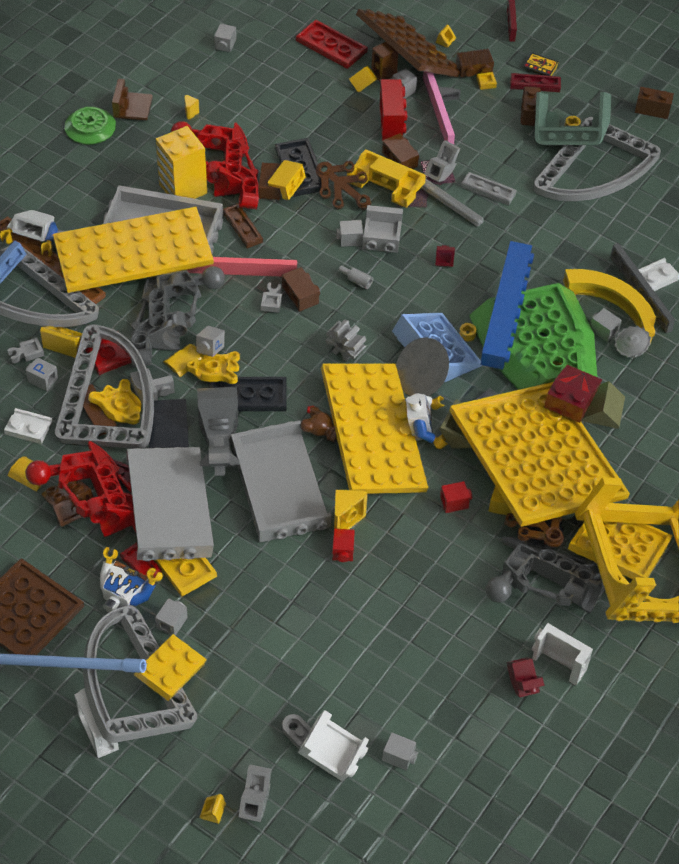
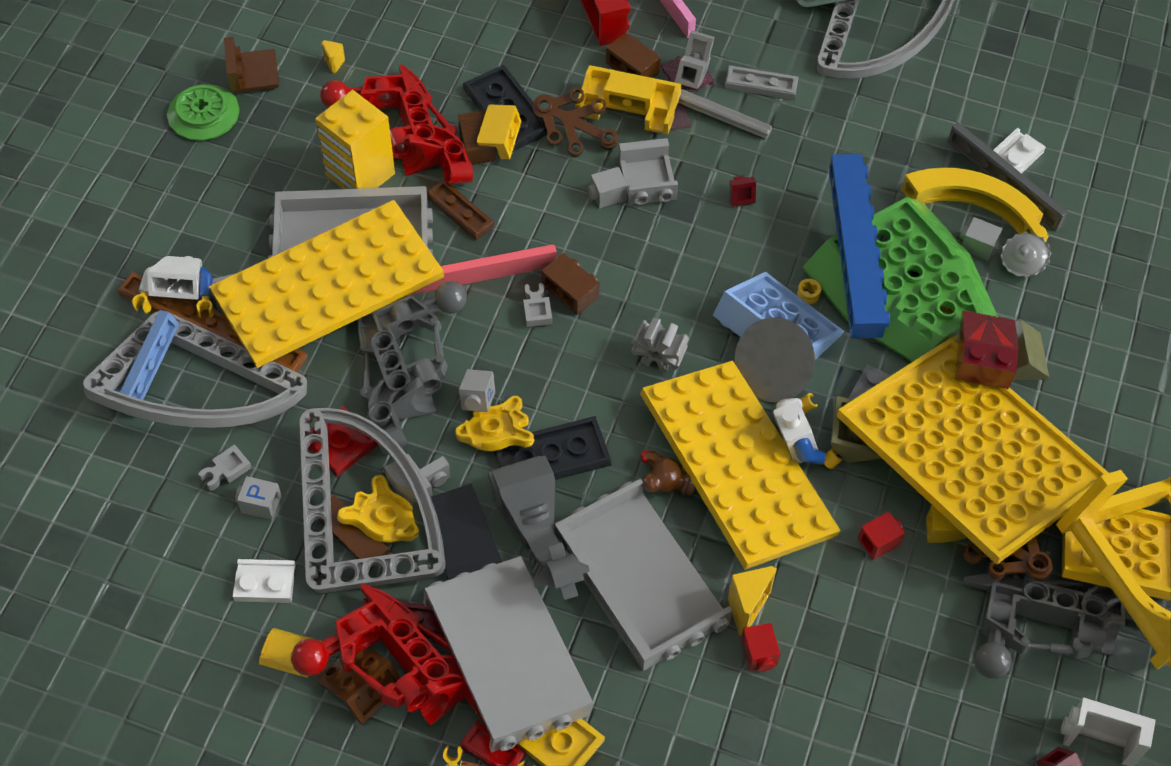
camera: 15 degrees left, 5 degrees up
(61, 340) = (272, 439): yellow slope -> none
(178, 360) = (443, 424): yellow piece -> none
(357, 277) = (638, 247): light grey piece -> none

